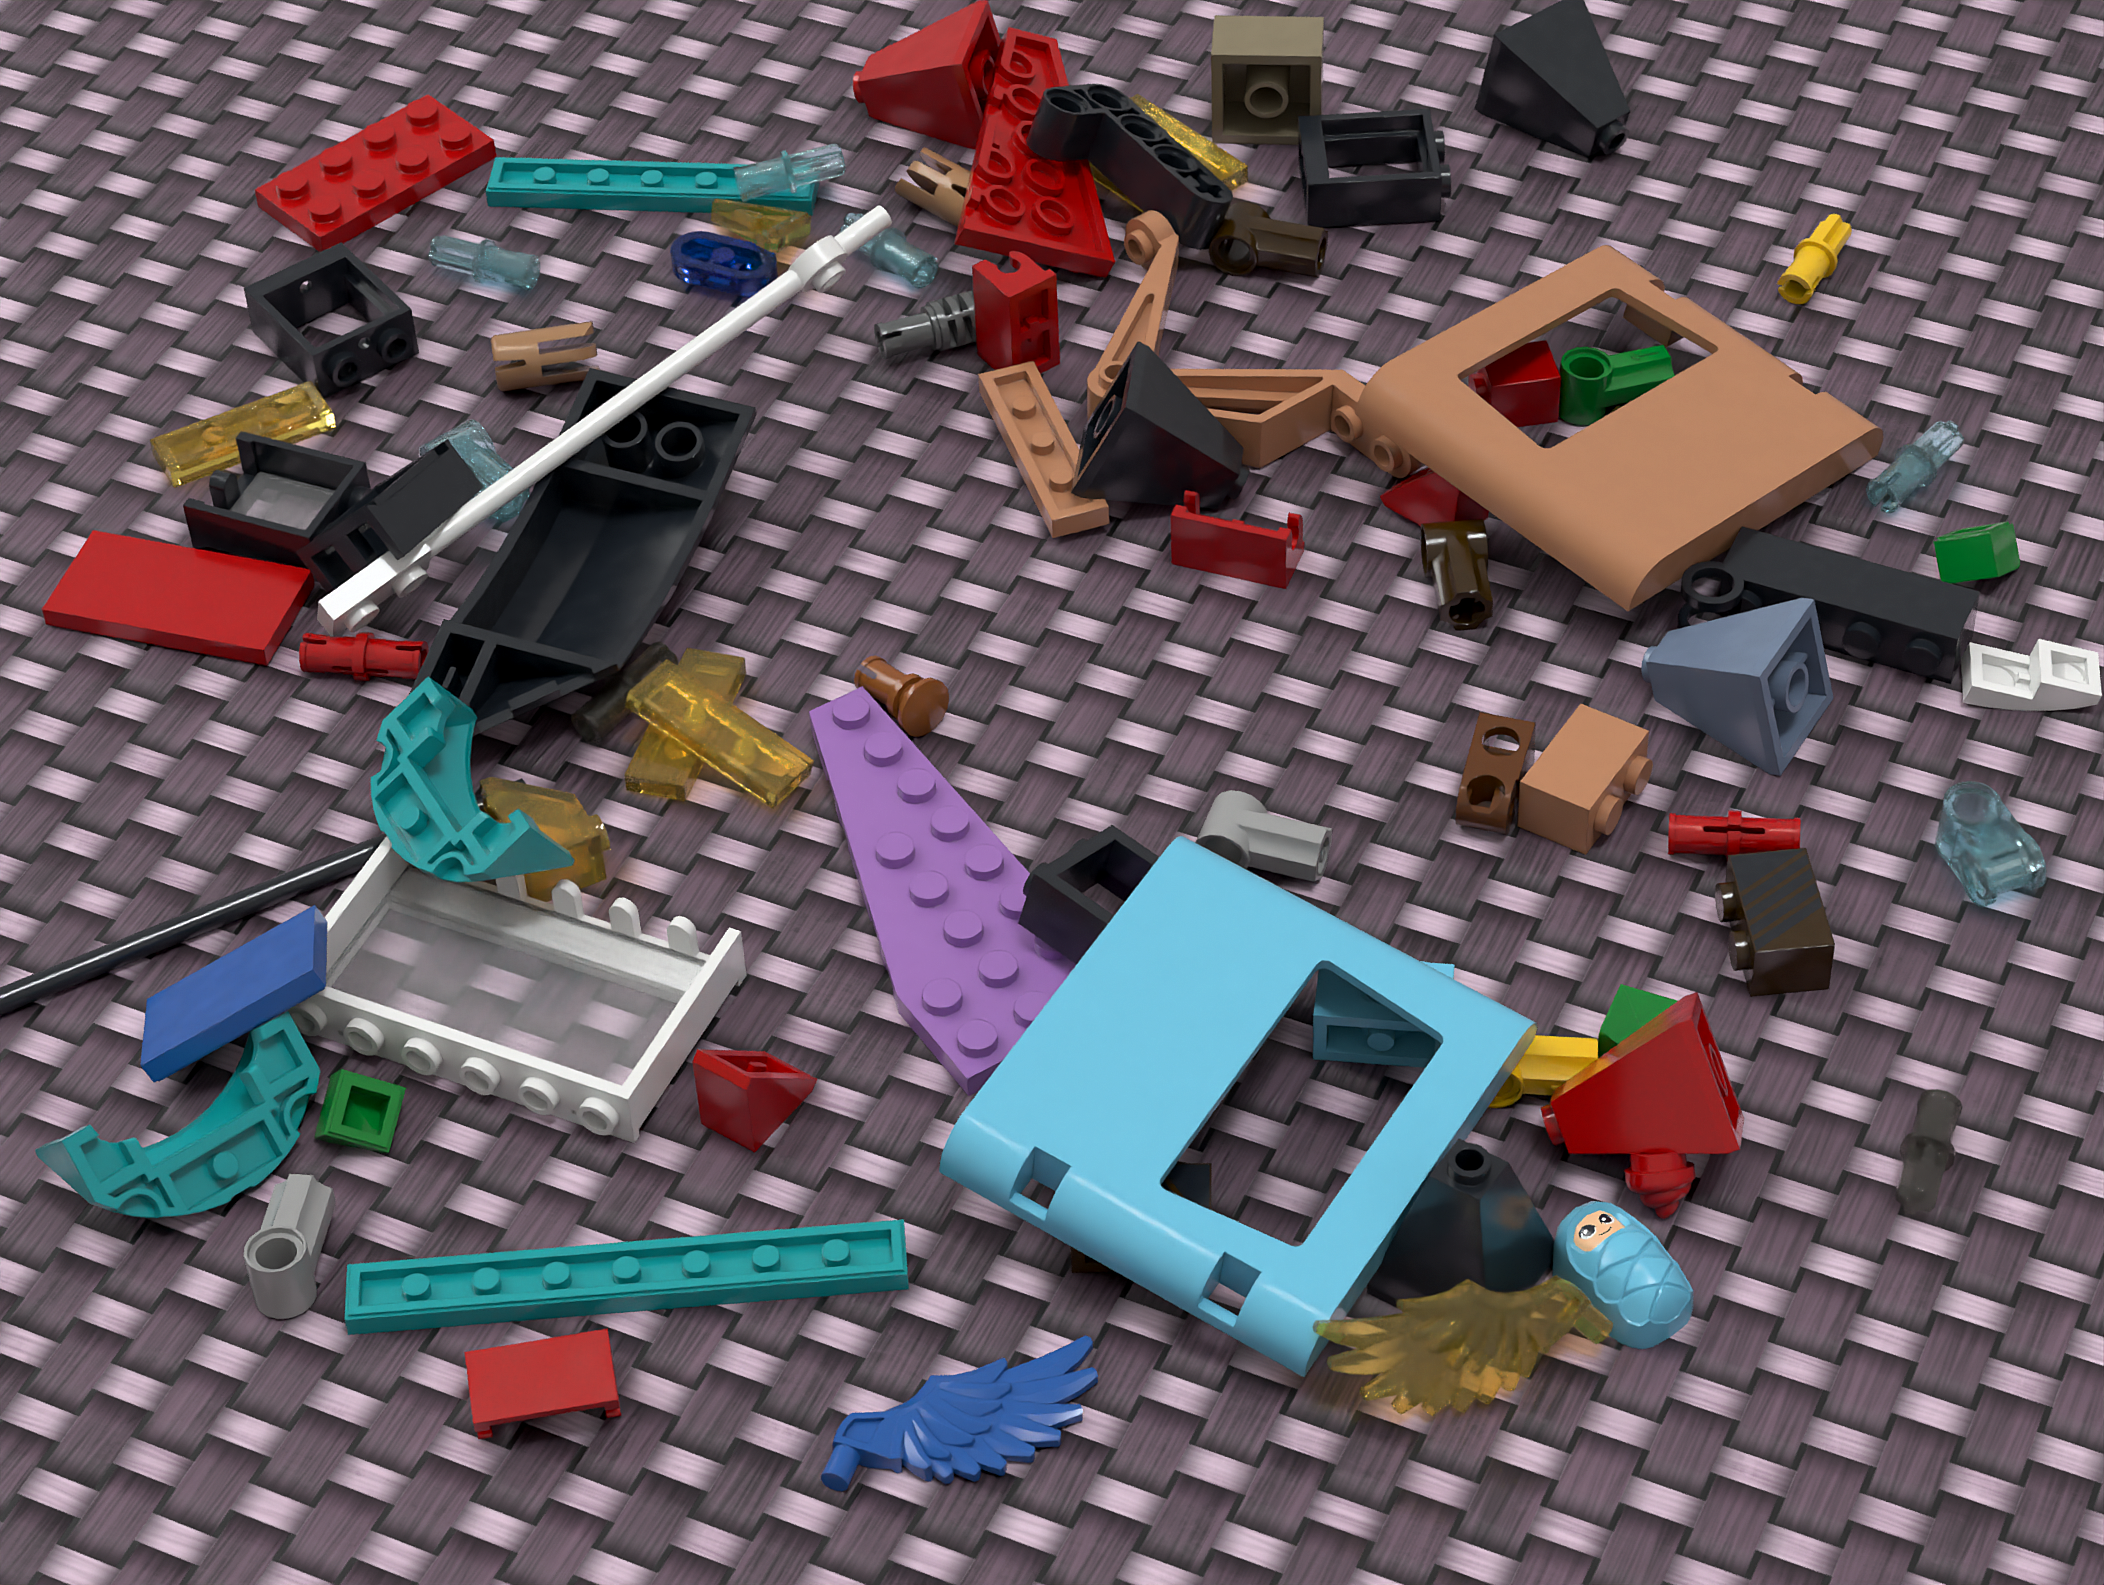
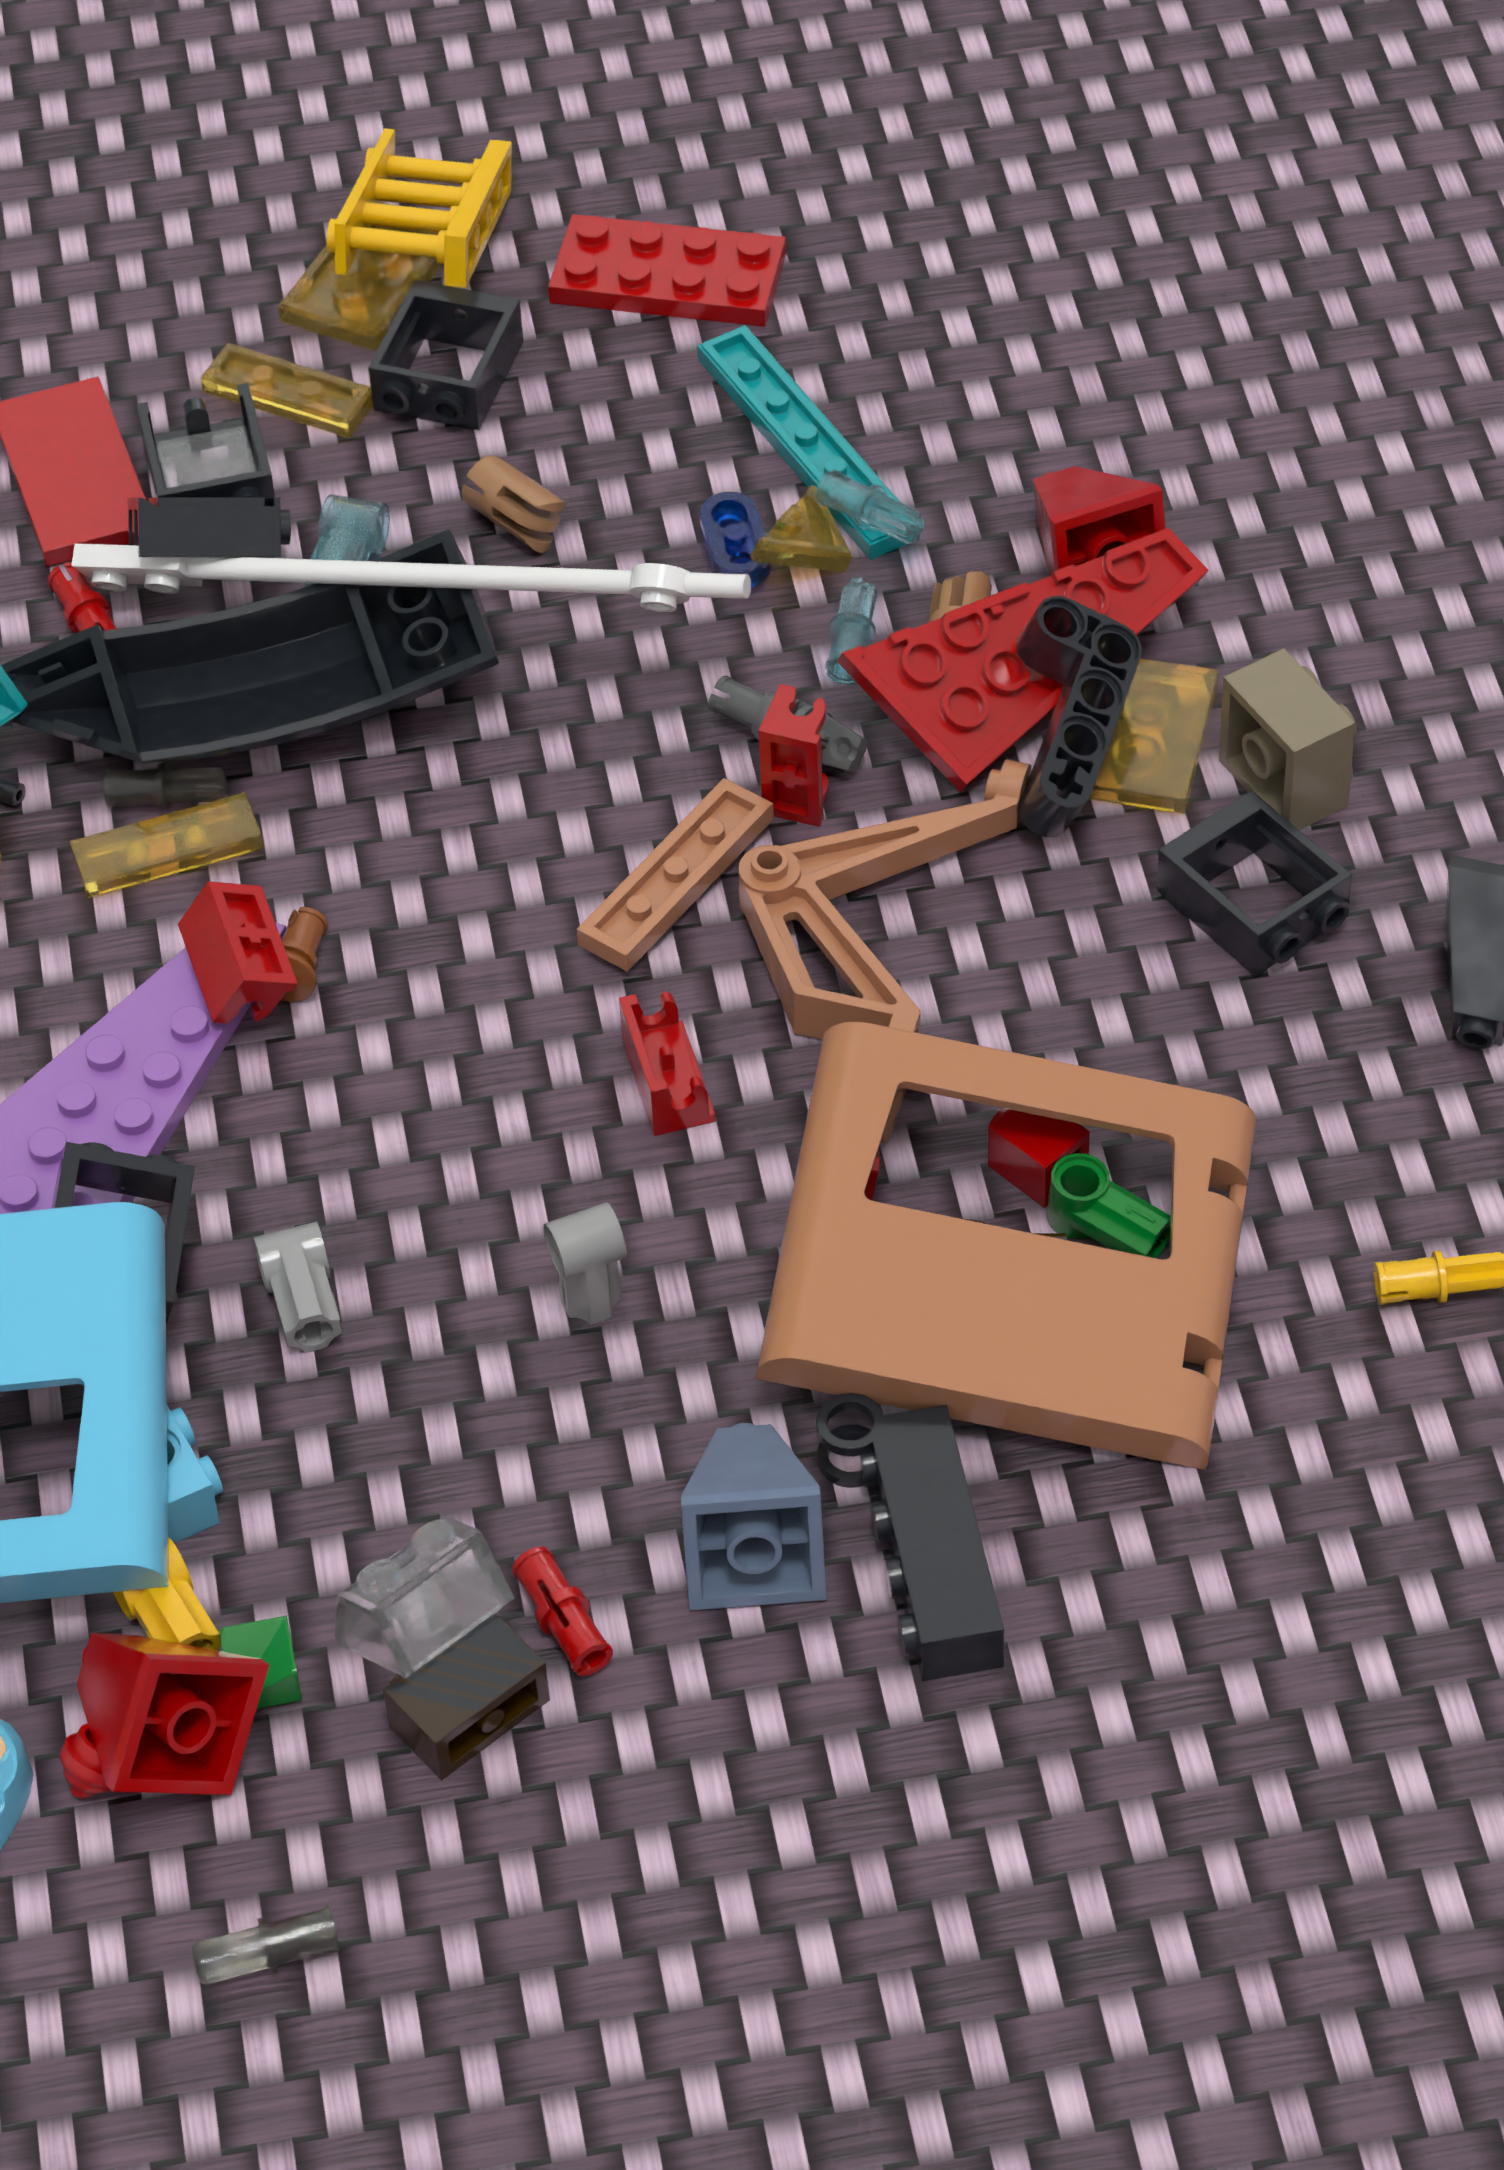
camera: 55 degrees right, 5 degrees up
(169, 335) = (358, 304): none -> clear yellow tile
(172, 212) = (461, 230): none -> yellow fence
(485, 261) = (610, 399): clear light blue axle -> none
(719, 733) = (150, 869): clear yellow tile -> none
(890, 709) = (236, 950): none -> red hinge
(1156, 442) = (708, 937): black slope -> none
(1255, 240) = (1081, 861): dark brown piece -> none
(1422, 650) = (586, 1256): none -> light grey piece
(1458, 563) = (743, 1239): dark brown piece -> none
(1494, 774) = (499, 1399): reddish brown leg -> none
(1584, 779) = (543, 1463): nougat brick -> none
(1680, 892) = (421, 1597): none -> clear slope
(1915, 465) = (1191, 1501): clear light blue axle -> none
(1977, 552) = (1106, 1610): green slope -> none
(1986, 844) = (679, 1815): clear light blue piece -> none
(2046, 680) = (963, 1736): white slope -> none

